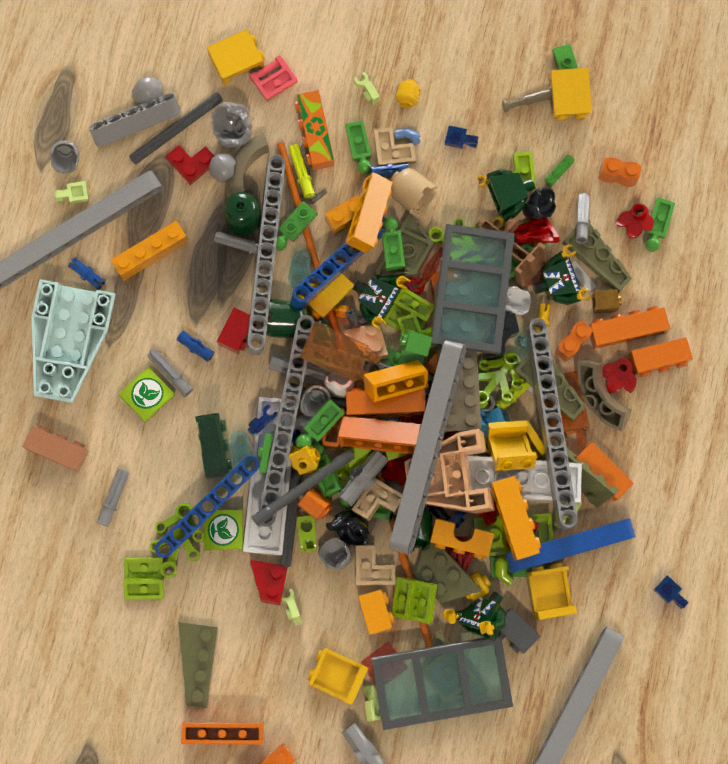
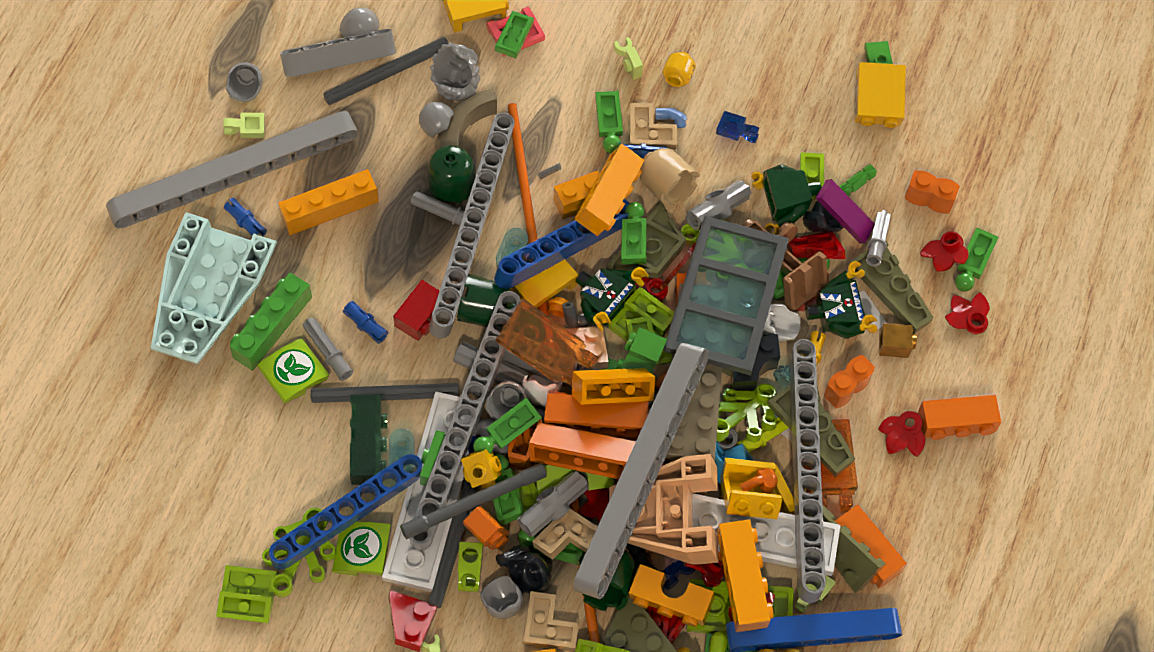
camera: 10 degrees right, 15 degrees down
(55, 448) = (165, 417): nougat brick -> none
(112, 498) = (226, 488): light grey axle -> none
(122, 358) = (270, 321): none -> bright green brick
(188, 167) = (393, 116): red plate -> none
(219, 402) = (392, 392): none -> dark grey axle
(258, 425) = (429, 422): clear blue plate -> none
(273, 84) = (514, 34): none -> bright green plate
(295, 225) = (515, 198): bright green plate -> none
(303, 177) = (535, 147): neon yellow axle -> none
(315, 130) = (557, 93): orange brick -> none
(455, 208) = (719, 204): none -> light grey piece
(520, 436) = (764, 478): none -> orange plate
(528, 99) = (827, 96): dark tan piece -> none
(554, 200) = (845, 211): none -> magenta tile
(597, 396) = (871, 452): dark tan brick -> none
(629, 328) = (923, 376): orange brick -> none
(656, 267) = (966, 312): none -> red plate

